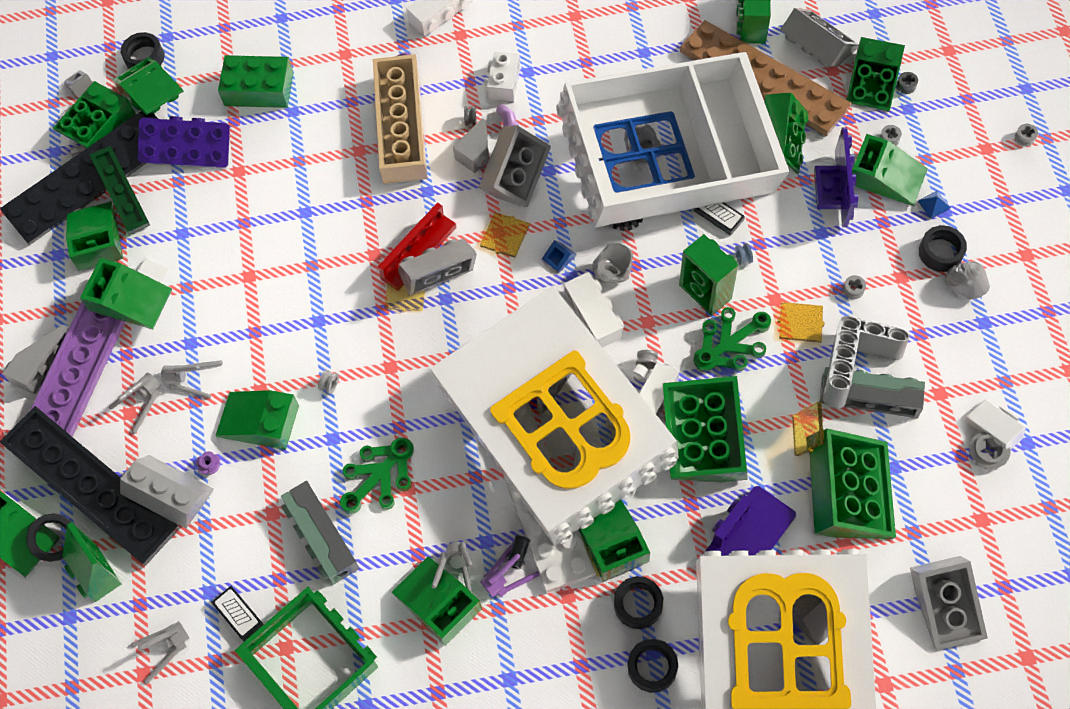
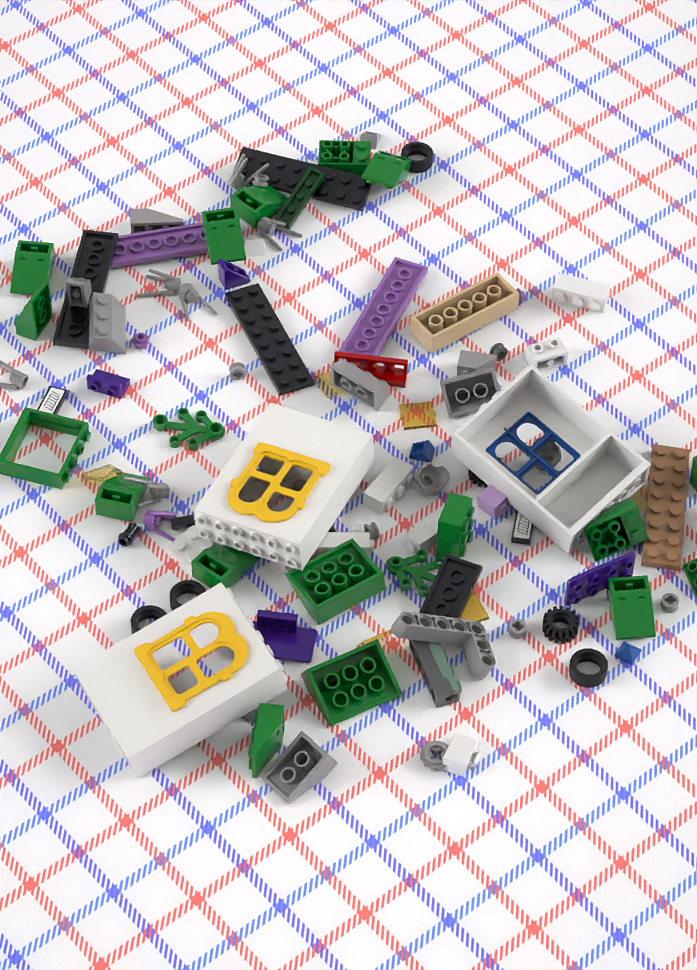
camera: 55 degrees right, 15 degrees down
(32, 531) = (37, 275): black tyre -> none
(40, 239) = (237, 179): none -> light grey plant
(63, 216) = (260, 180): none -> light grey bush
(97, 494) = (78, 291): none -> light grey slope
(132, 244) = (268, 226): none -> light grey plant
(179, 317) = (231, 275): none -> dark purple slope
(183, 142) = (360, 211): dark purple bracket -> none
(250, 532) = (107, 383): none -> dark purple bracket
(255, 81) = (438, 225): green brick -> none
(259, 418) = (188, 351): green slope -> none
(298, 325) = (269, 339): none -> black plate
(319, 532) = (129, 415): piece -> none
(339, 193) = (385, 308): none -> medium lavender plate
(392, 609) = (101, 473): none -> clear yellow piece
(501, 623) = (125, 538): none -> black pin
(507, 115) = (513, 371): lavender arm -> none
(675, 223) = (492, 502): none -> lavender brick
(686, 316) = (421, 538): none -> white brick
(744, 254) = (496, 552): sand blue bush -> none
(781, 327) = (451, 588): none -> black tile
(872, 233) = (560, 615): none -> black tyre
(901, 618) = (266, 736): none -> green slope
(968, 279) = (570, 691): light grey hair -> none

